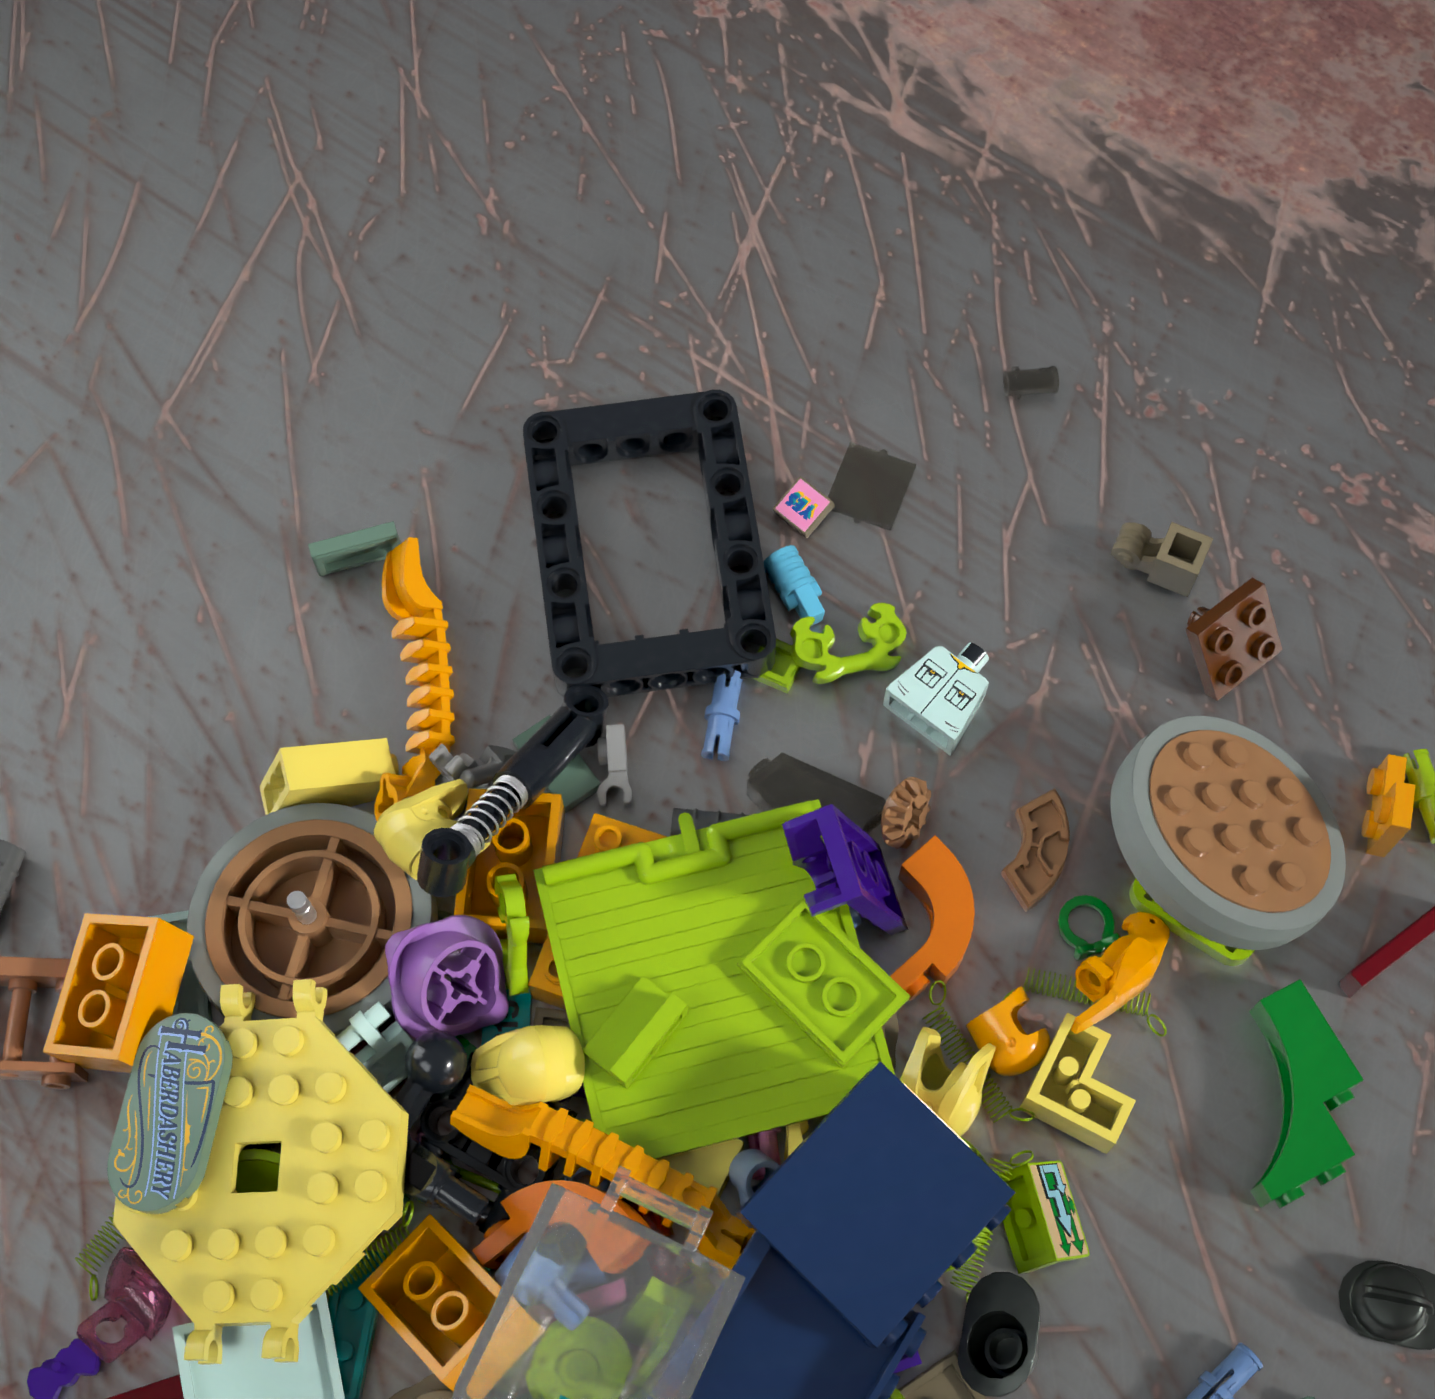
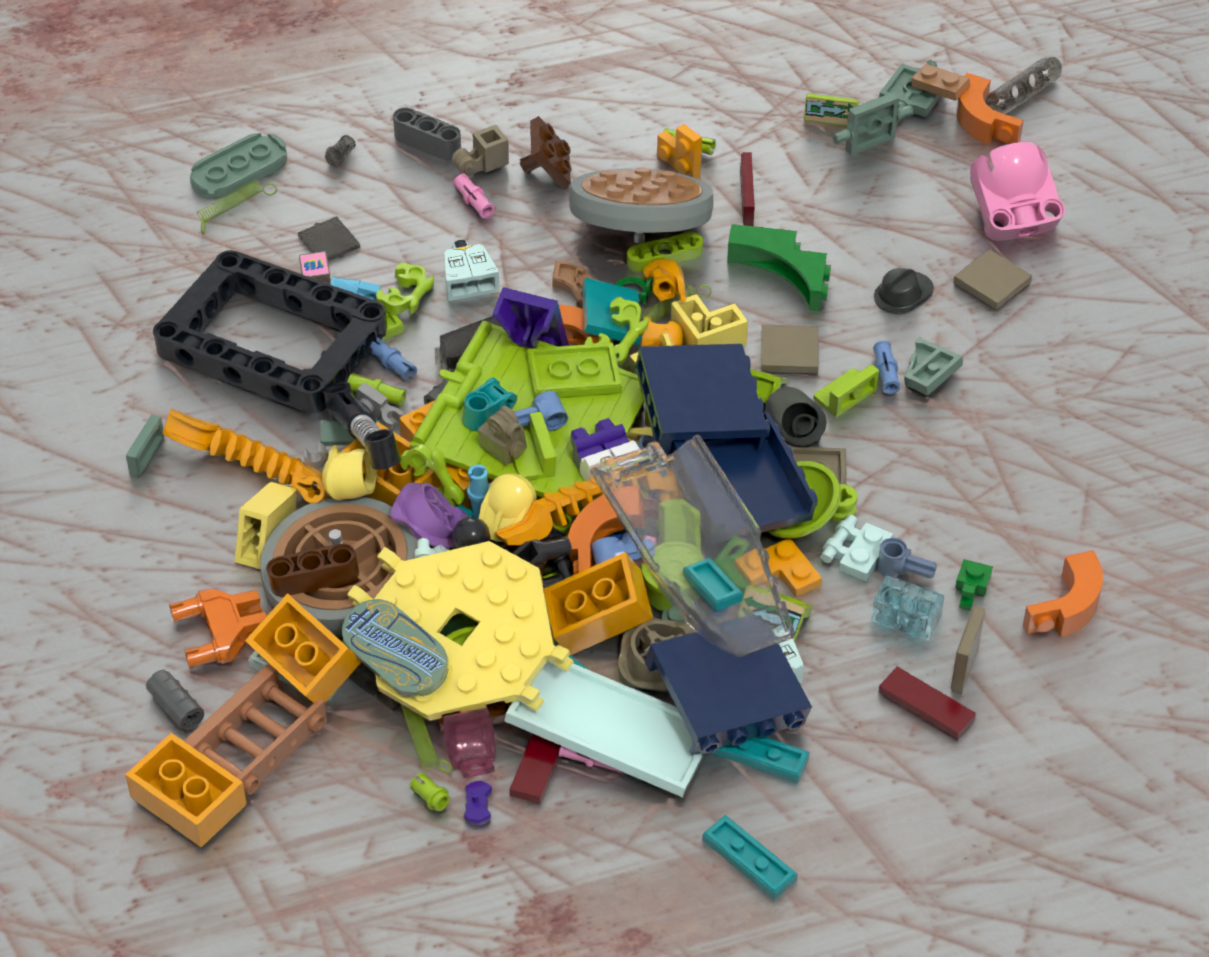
camera: 55 degrees left, 20 degrees down
(37, 1301) = (435, 796): none -> lime pin
(139, 853) = (228, 620): none -> orange connector
(234, 892) = (312, 570): none -> reddish brown beam
(531, 1006) = (478, 487): none -> medium azure pin
(613, 985) = (503, 436): none -> dark tan brick
(649, 740) = (394, 395): none -> lime pin
(667, 918) = (485, 402): none -> teal piece
(684, 1114) = (606, 441): none -> dark purple hips
(711, 1002) = (551, 409): none -> medium blue axle
(842, 322) = (205, 220): none -> lime piece
(910, 287) = (238, 165): none -> sand green tile
(990, 974) = (628, 314): none -> lime helmet
(998, 938) = (596, 308): none -> teal tile
(1088, 599) = (480, 204): none -> bright pink pin
(1130, 1357) = (848, 390): none -> lime panel
(1146, 1220) = (789, 349): none -> dark tan tile
(1149, 443) = (426, 133): none -> dark grey beam

